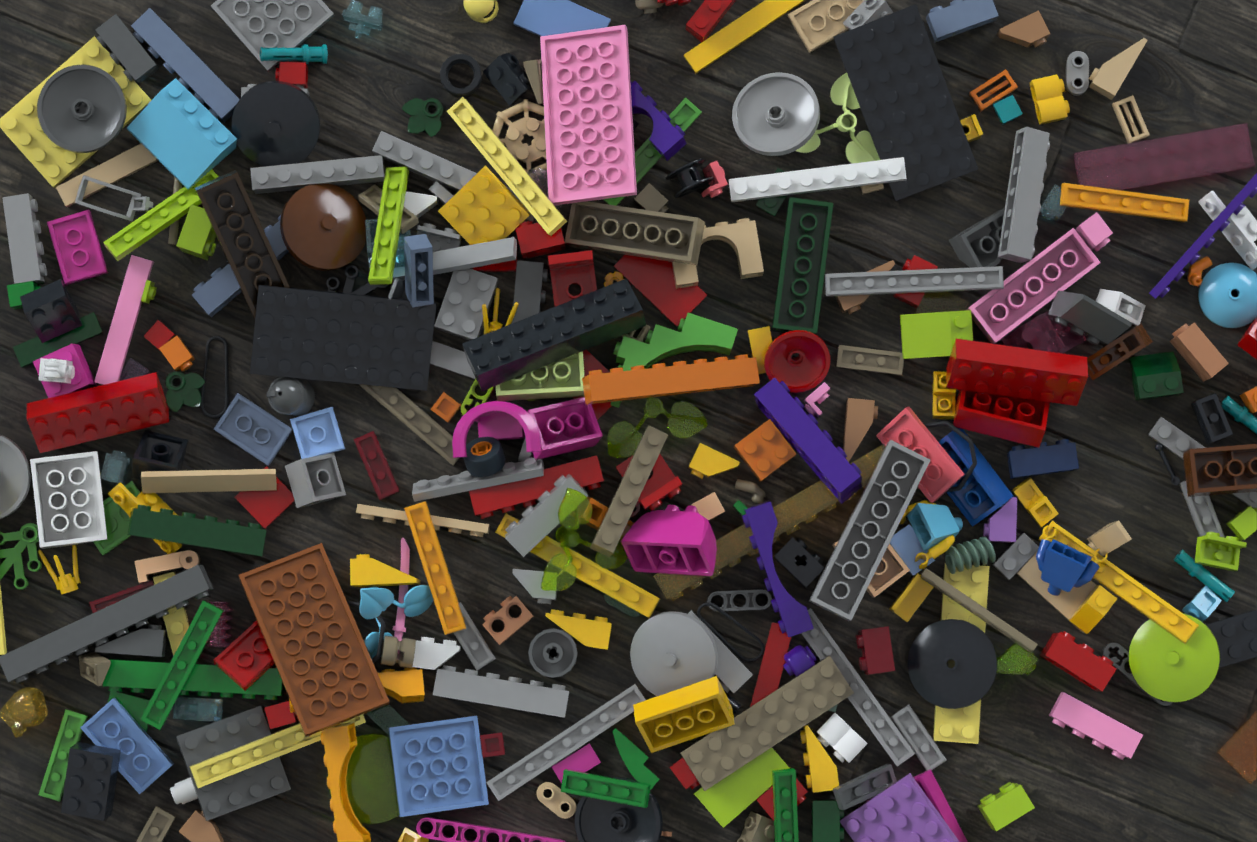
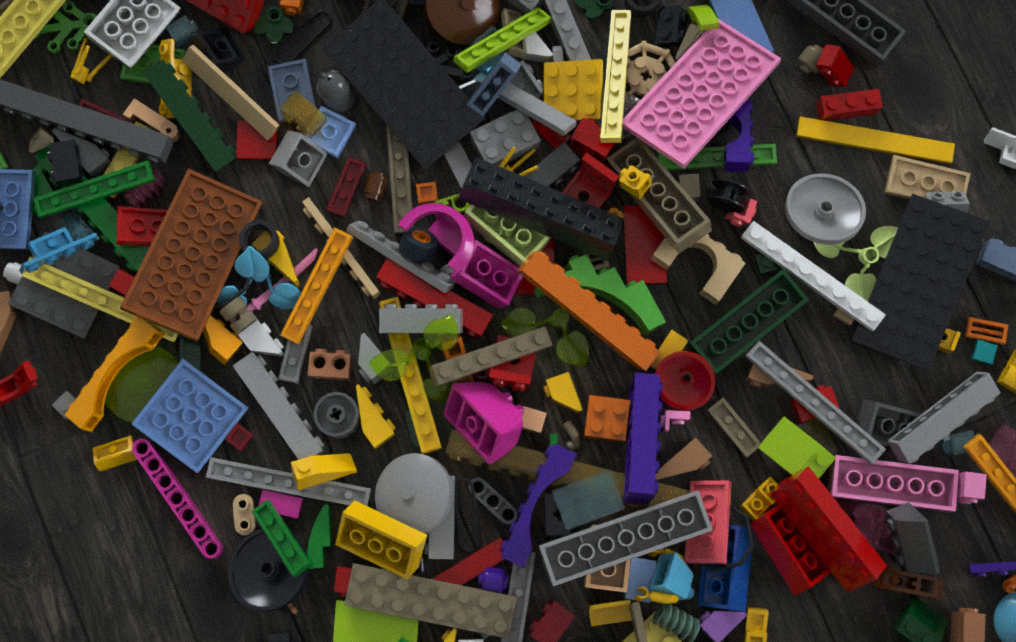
camera: 40 degrees right, 5 degrees down
(137, 666) = (66, 163): none -> black brick
(199, 739) = (53, 246): none -> dark azure bracket
(285, 441) = (303, 114): none -> clear yellow brick
(341, 566) = (256, 225): none -> black tyre
(400, 442) = (375, 186): none -> reddish brown brick
(528, 46) = (703, 17): none -> lime slope
(583, 706) = (321, 469): none -> yellow slope
(614, 242) = (634, 186): none -> yellow brick
(812, 528) = (588, 500): none -> clear light blue plate
(1042, 460) = (788, 607): dark blue brick -> none
(1122, 305) = (944, 555): white slope -> none

